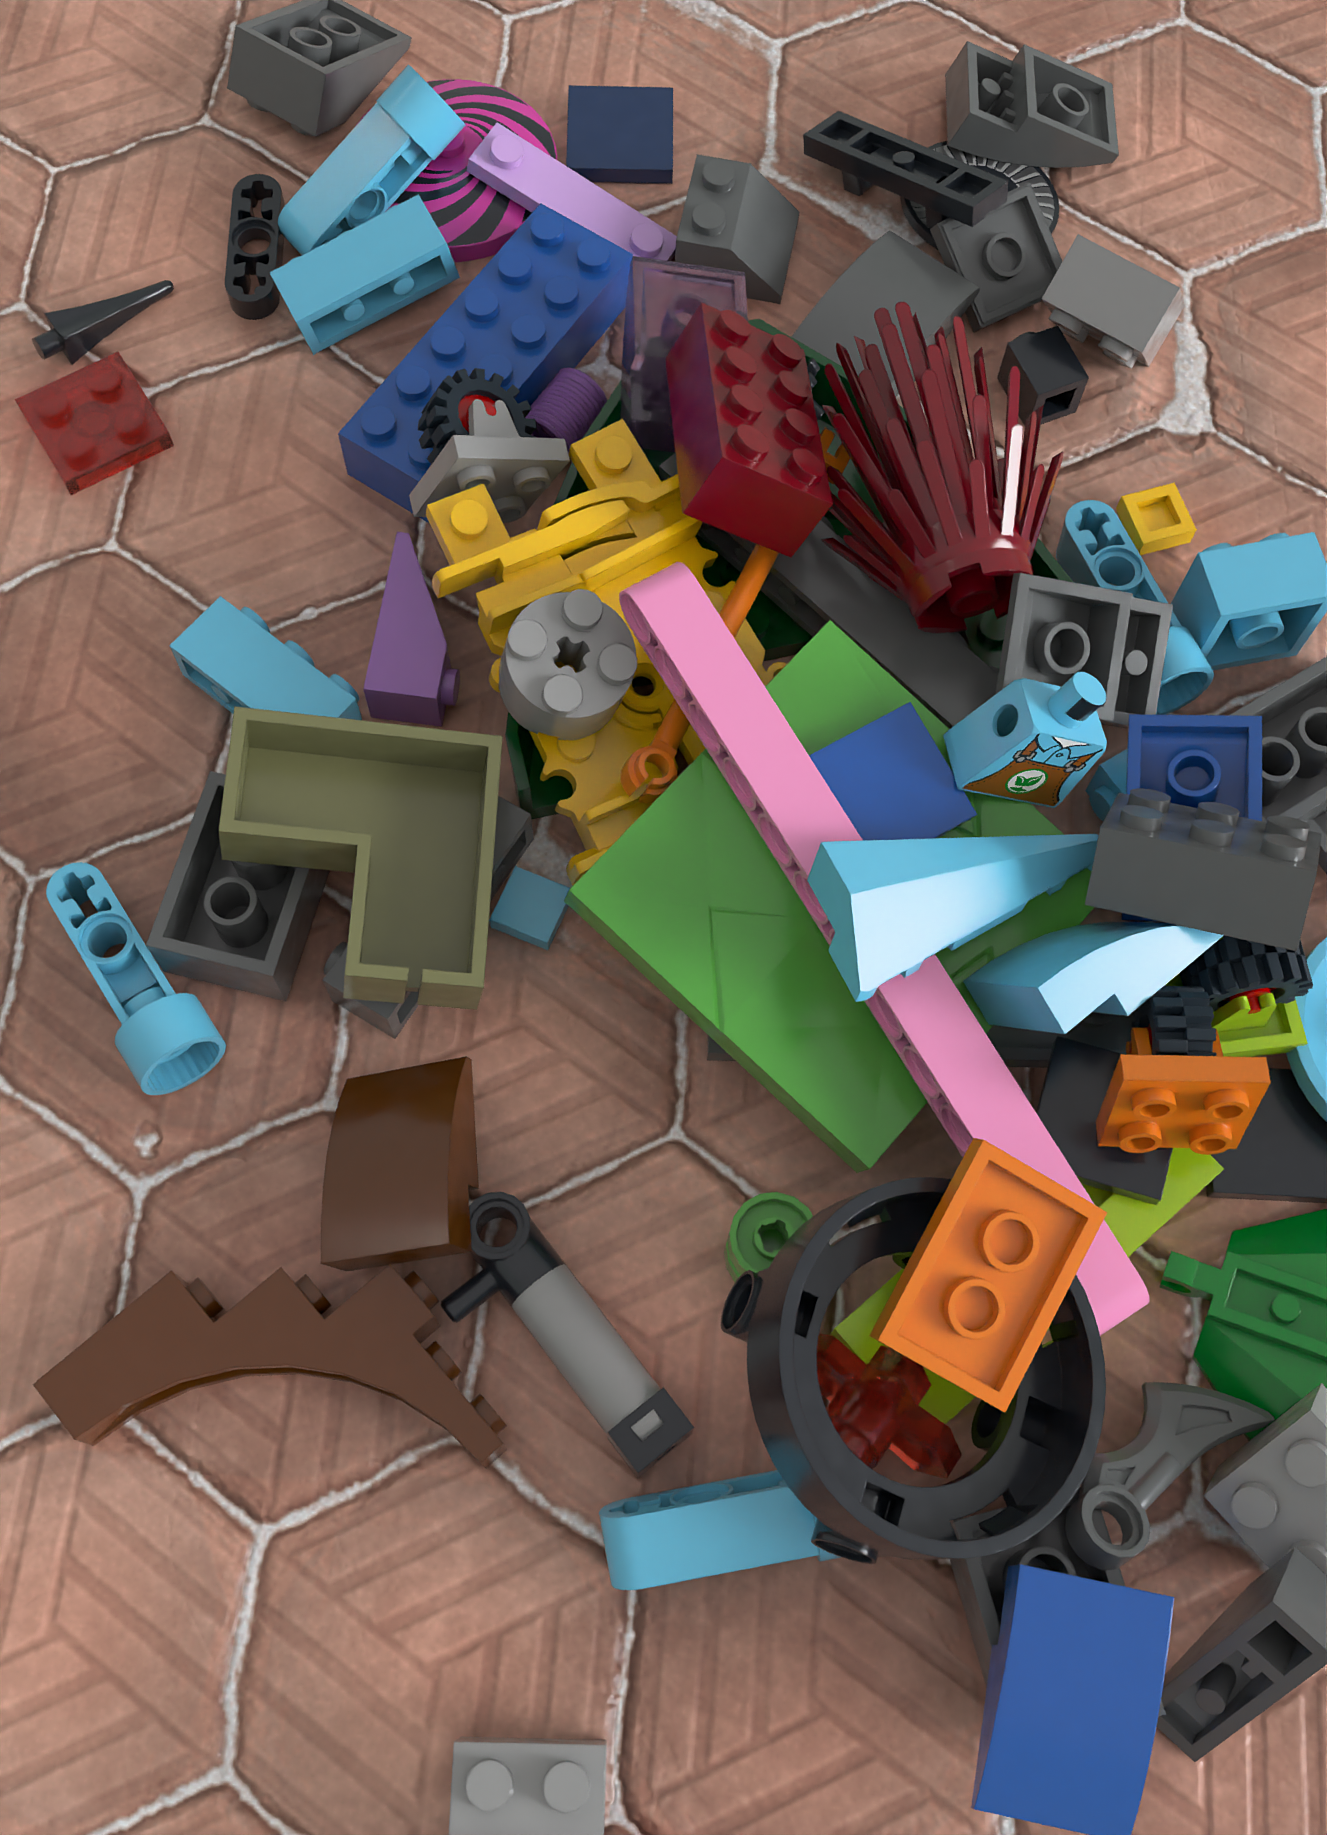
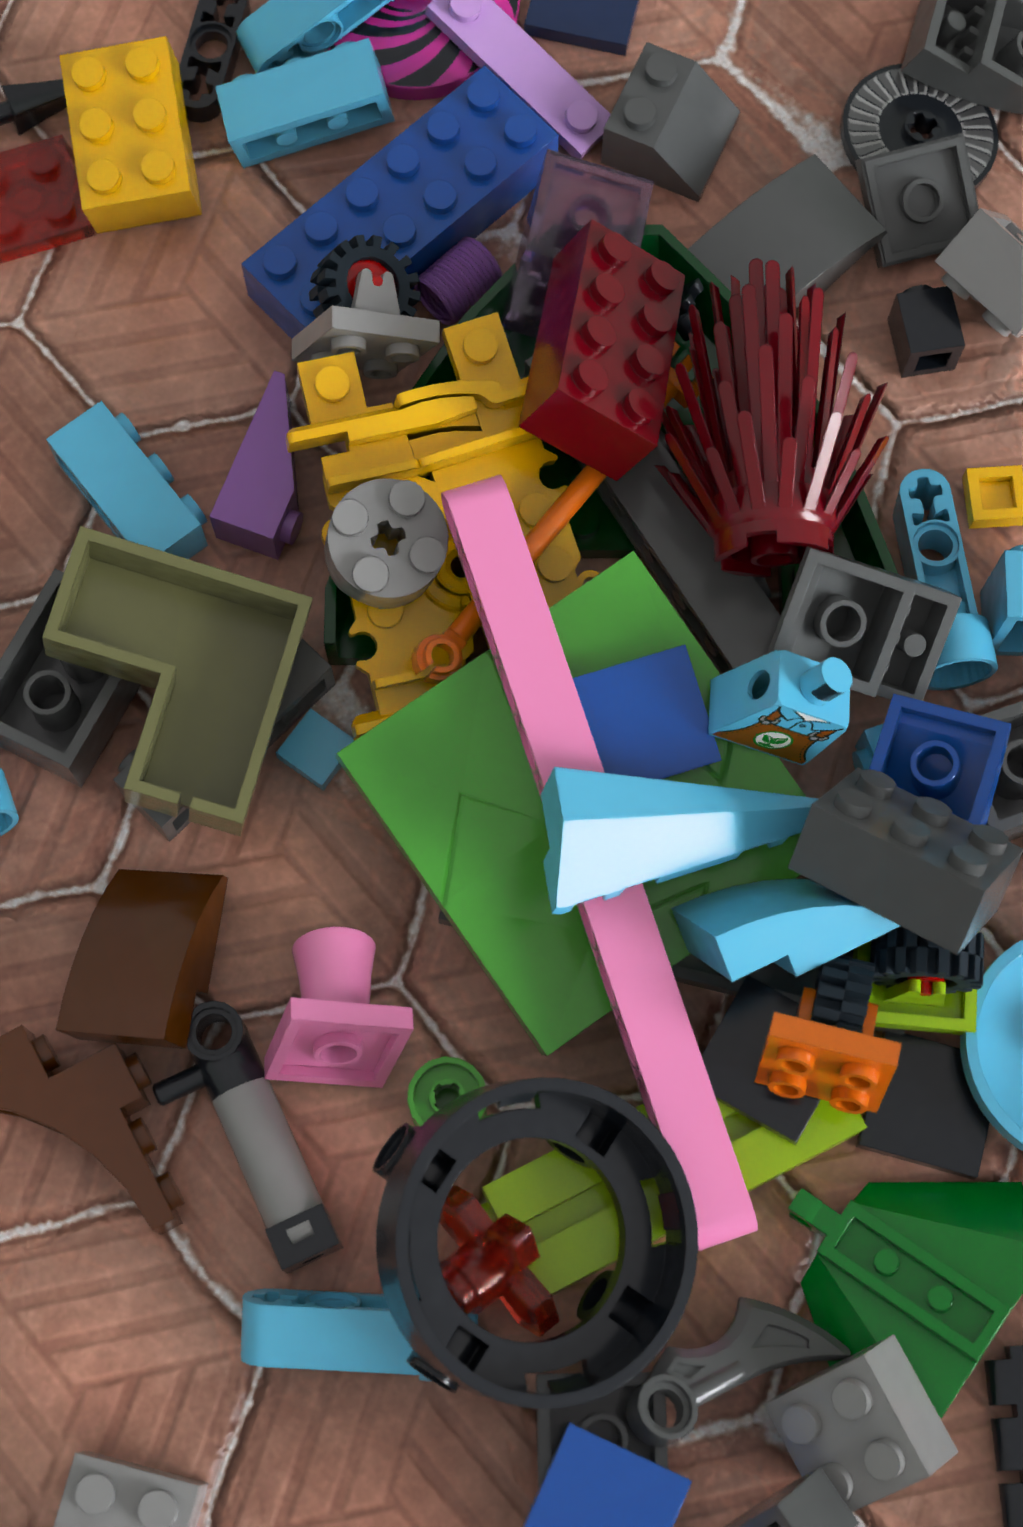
camera: 15 degrees right, 5 degrees up
(191, 334) = (130, 135): none -> yellow brick
(627, 1191) = (333, 1028): none -> bright pink plant
(905, 168) = (846, 93): black hinge -> none
(988, 1274) = (606, 1175): orange plate -> none

